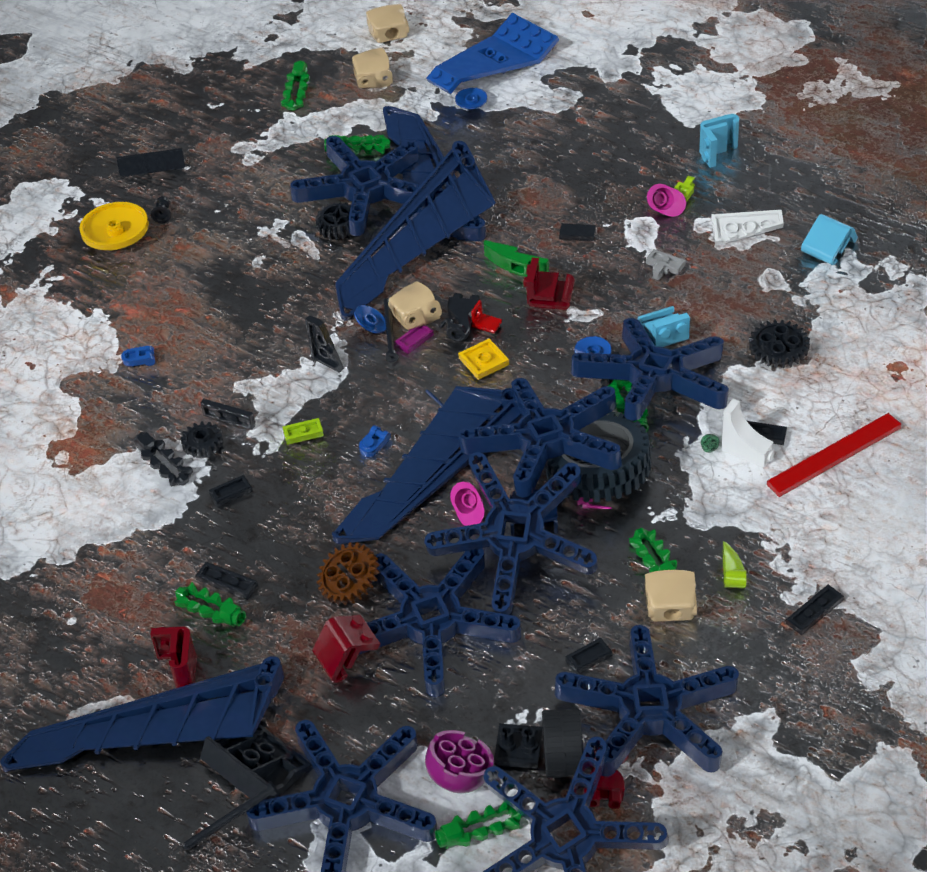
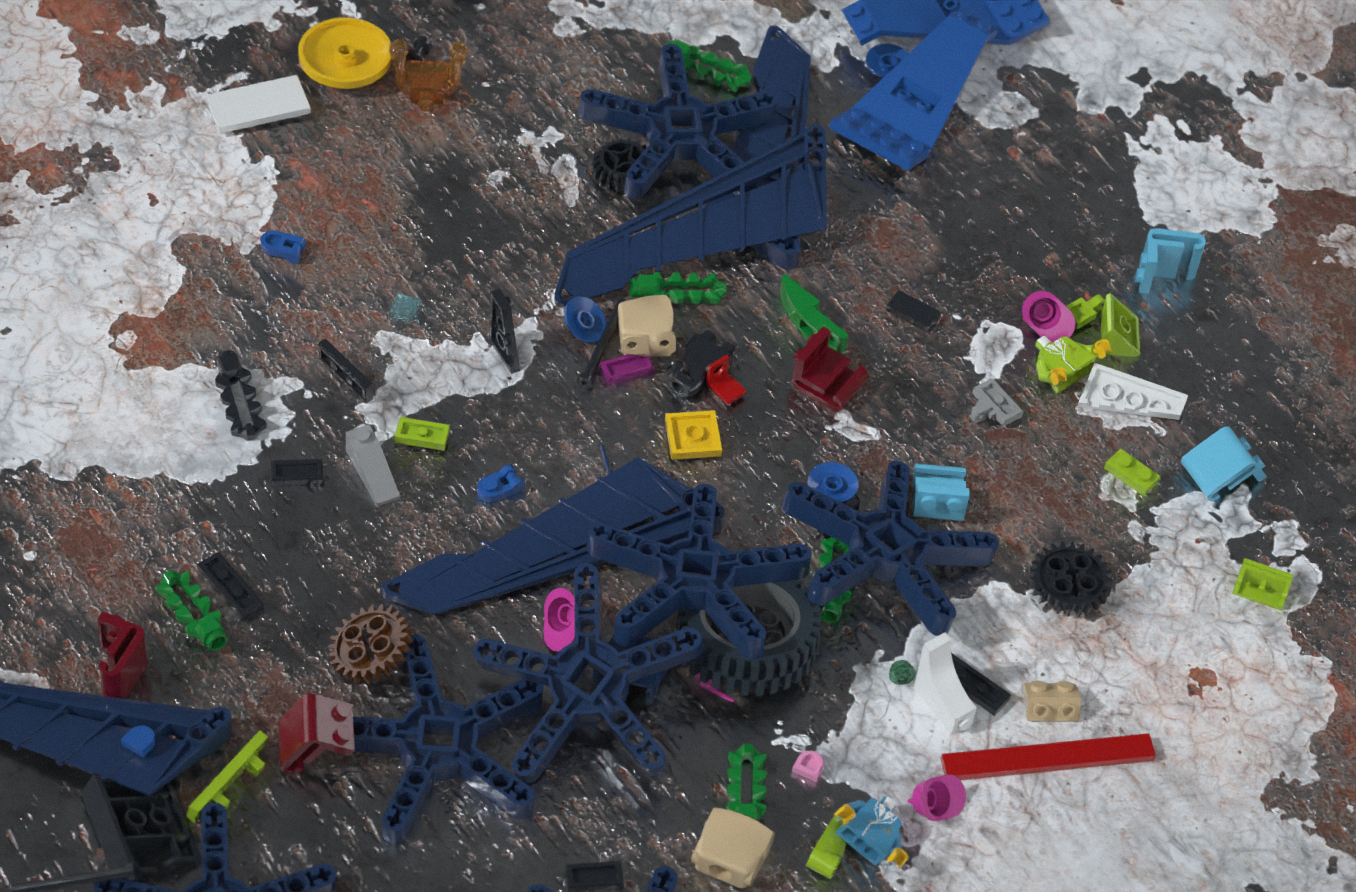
camera: 15 degrees right, 5 degrees up
(71, 279) = (258, 104): none -> white tile
(178, 222) = (427, 81): none -> clear orange torso
(201, 440) = (297, 391): black gear -> none
(224, 702) = (139, 740): none -> blue tile
(244, 361) = (405, 308): none -> clear light blue plate
(279, 463) = (371, 465): none -> light grey slope
(305, 685) = (244, 760): none -> lime hinge
(400, 281) = (650, 286): none -> green sword
(502, 109) = (913, 101): none -> blue wing
(686, 525) = (809, 765): none -> bright pink tile
(693, 221) = (1066, 360): none -> lime torso
(711, 191) = (1120, 328): none -> lime slope
(756, 544) = (872, 830): none -> dark azure torso
(774, 268) = (1132, 472): none -> lime plate
(783, 507) = (939, 797): none -> dark pink piece
(815, 420) = (1052, 701): none -> tan bracket
(898, 297) = (1262, 584): none -> lime hinge

